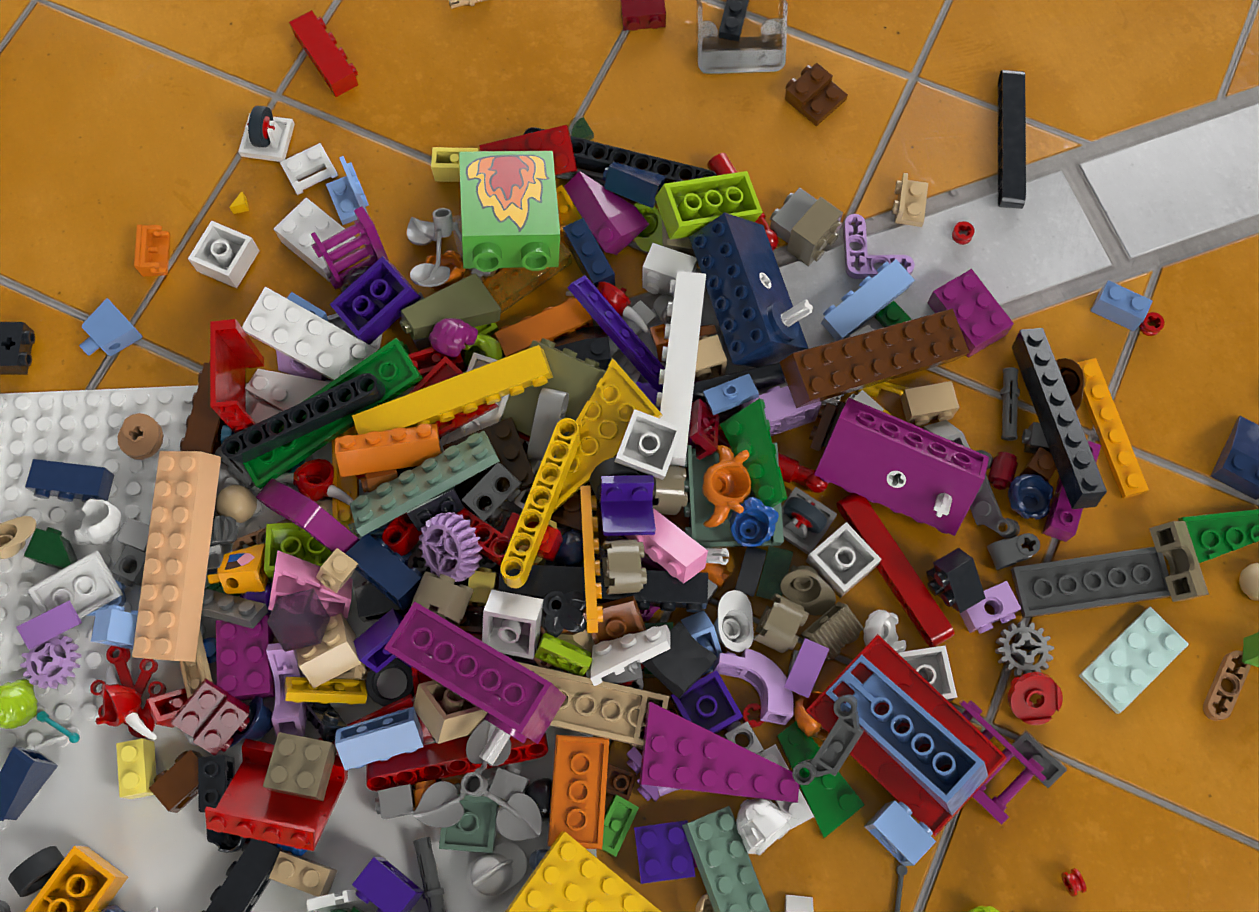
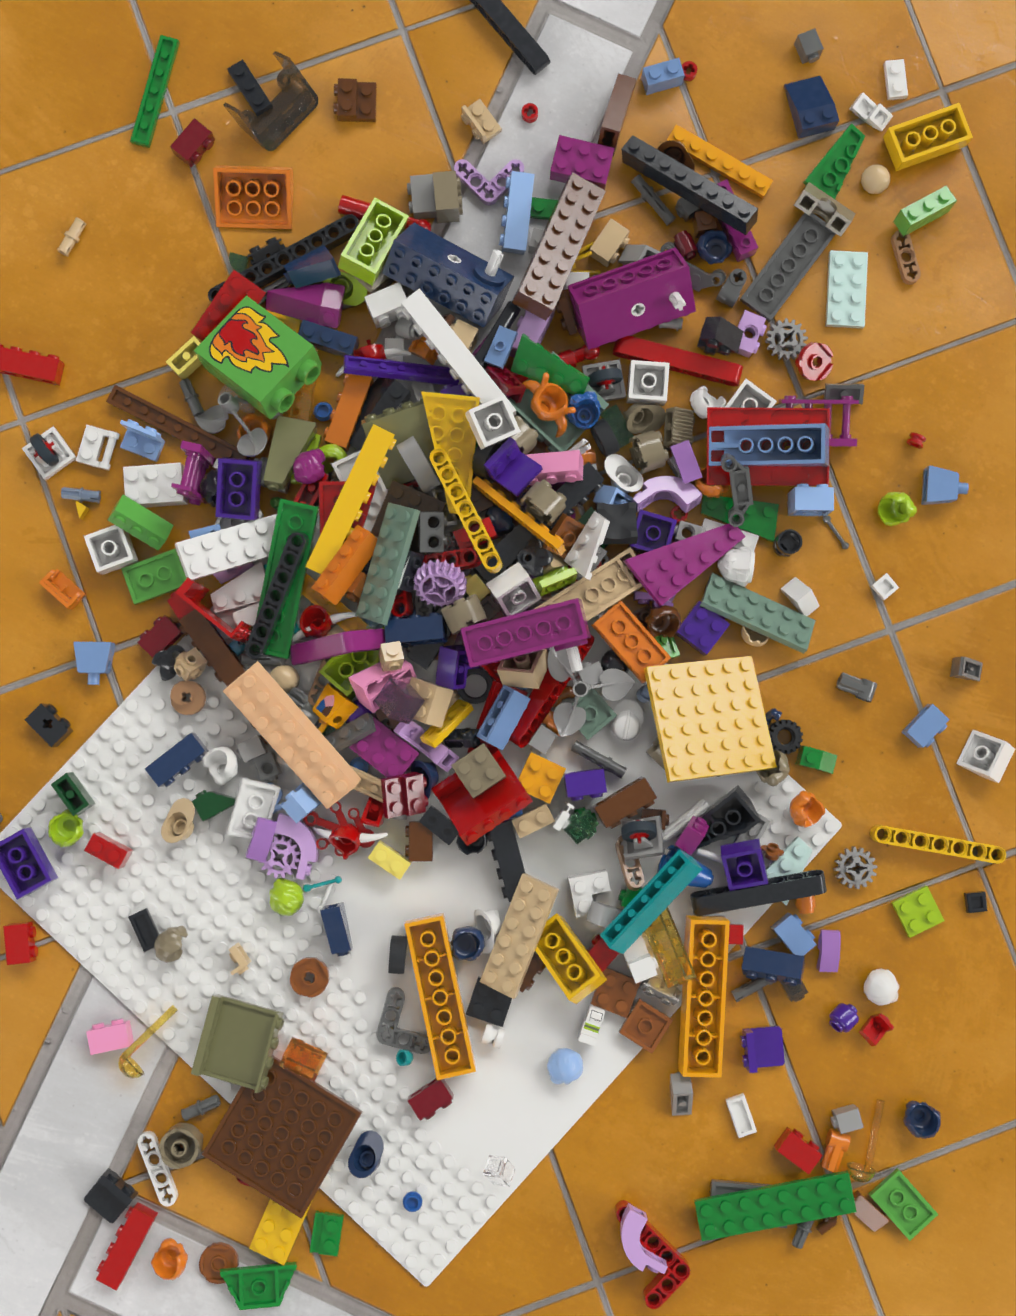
camera: 55 degrees left, 15 degrees up
(89, 666) = (305, 839): none -> lavender arch
(159, 397) = (166, 662): none -> black plate
(171, 408) = (190, 664): none -> tan brick
(178, 365) = (160, 636): none -> dark red brick
(224, 303) = (154, 576): none -> bright green plate
(253, 192) = (81, 494): none -> sand blue axle
(268, 253) = (140, 522): none -> bright green brick
(355, 837) = (541, 777): none -> light orange brick
(386, 206) = (171, 424): none -> reddish brown plate
(426, 199) = (191, 397): none -> dark grey axle
(522, 309) = (323, 411): none -> blue plate
(606, 137) = (259, 254): none -> black hinge
(630, 804) = (663, 621): none -> reddish brown hair
(649, 92) = (253, 196): none -> orange slope
(835, 853) = (787, 543): none -> black wheel
(923, 530) = (673, 324): none -> light grey pin
(1046, 297) = (616, 111): none -> slope

